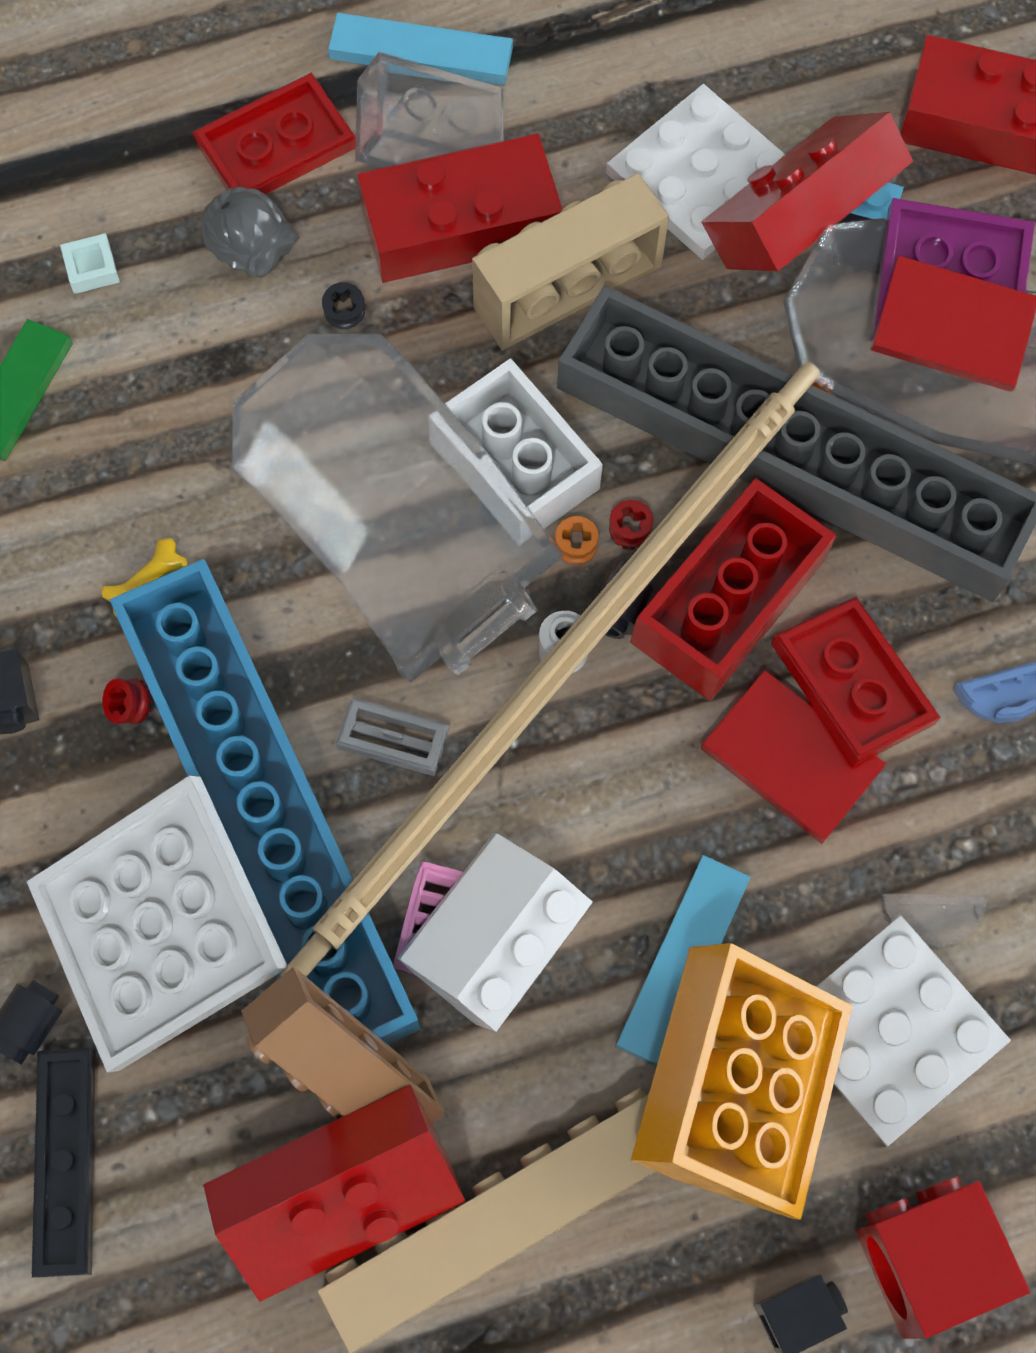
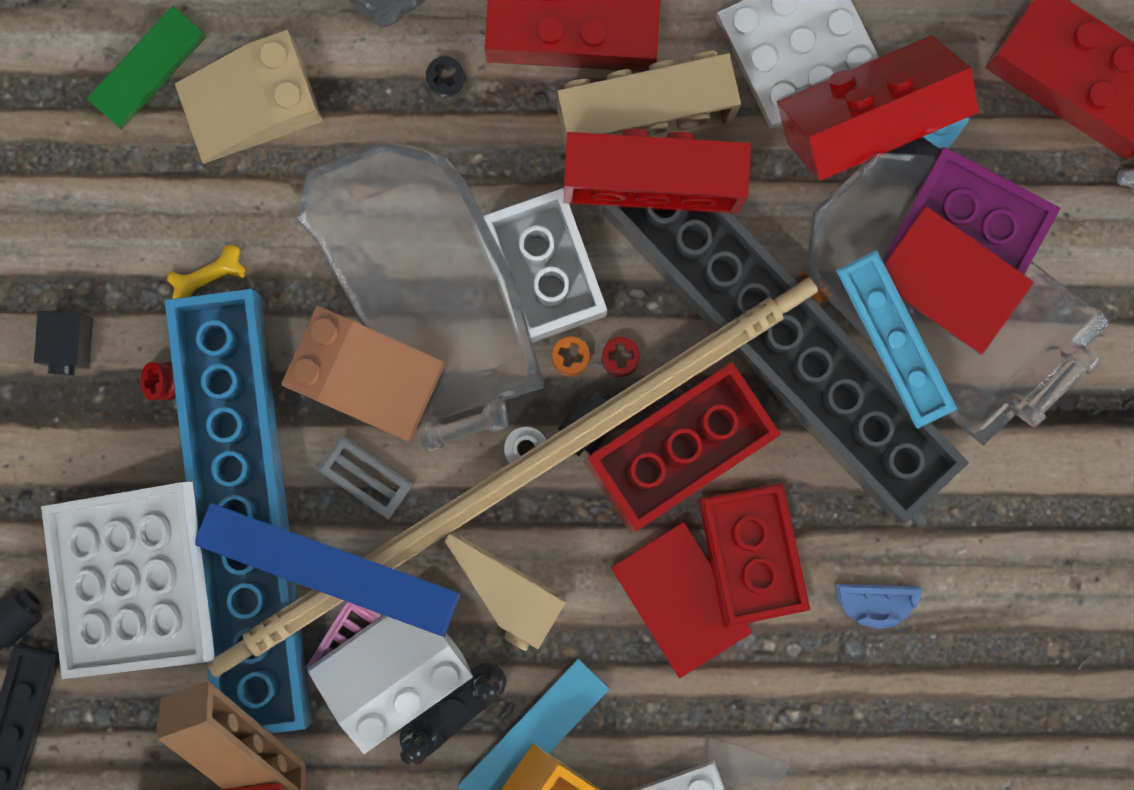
camera: 15 degrees right, 15 degrees up
(139, 383) = (248, 97): none -> tan slope
(354, 617) = (363, 373): none -> nougat slope
(389, 817) = (327, 570): none -> blue tile
(586, 949) = (450, 714): none -> black piece
(602, 796) = (513, 598): none -> tan slope
(606, 298) = (656, 171): none -> red brick
(921, 394) = (896, 339): none -> medium azure tile

